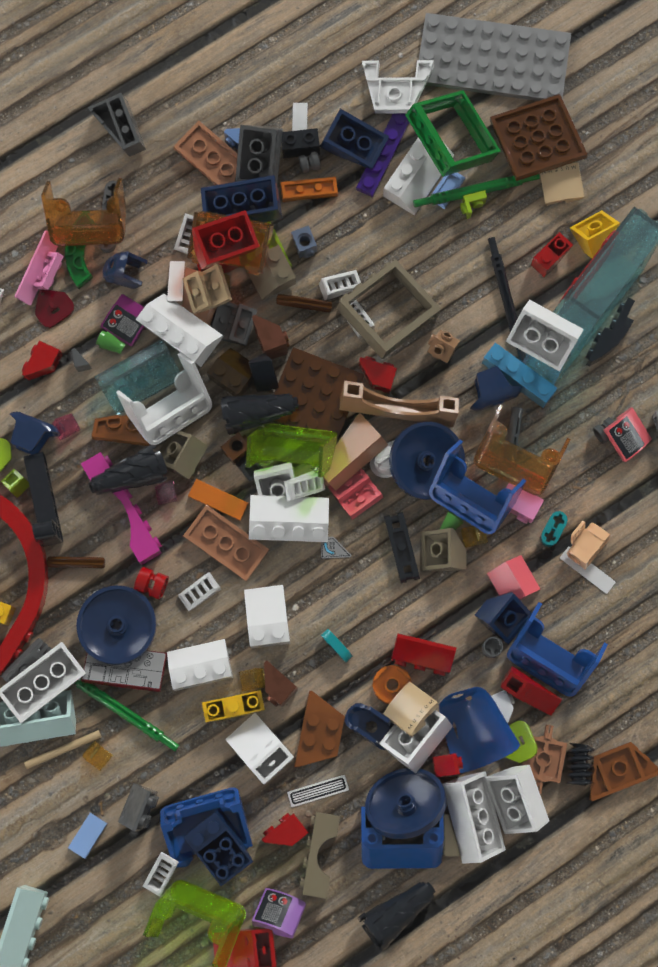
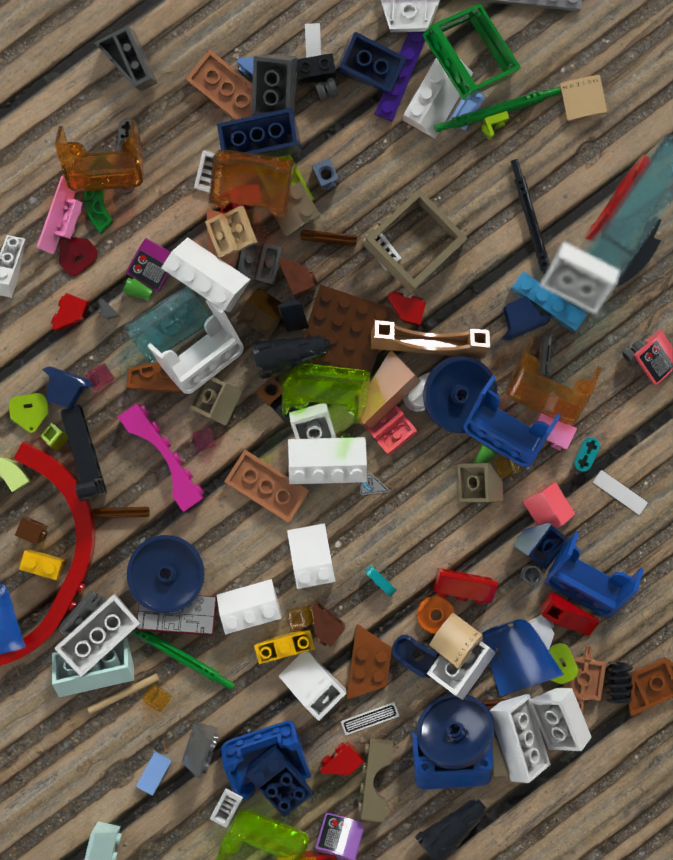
camera: 10 degrees left, 10 degrees up
(116, 273) = (139, 216): dark blue piece -> none
(133, 472) = (169, 424): black cone -> none
(144, 580) = (189, 529): red wheel -> none
(175, 282) = (198, 224): white sticker -> none
(201, 581) = (255, 524): white slope -> none
(218, 499) = (256, 442): orange tile -> none
(224, 239) = (245, 183): red slope -> none
(309, 189) = (327, 116): orange tile -> none
(316, 485) = (343, 419): white slope -> none
(324, 282) = (347, 217): white slope -> none
(401, 547) = (438, 481): black plate -> none
(443, 345) = (470, 276): medium nougat brick -> none
(447, 764) = (493, 690): red slope -> none
(538, 137) = (558, 50): reddish brown plate -> none
(551, 254) = (576, 175): red slope -> none
(587, 543) = (620, 468): light nougat piece -> none
(593, 231) = (620, 150): yellow slope -> none

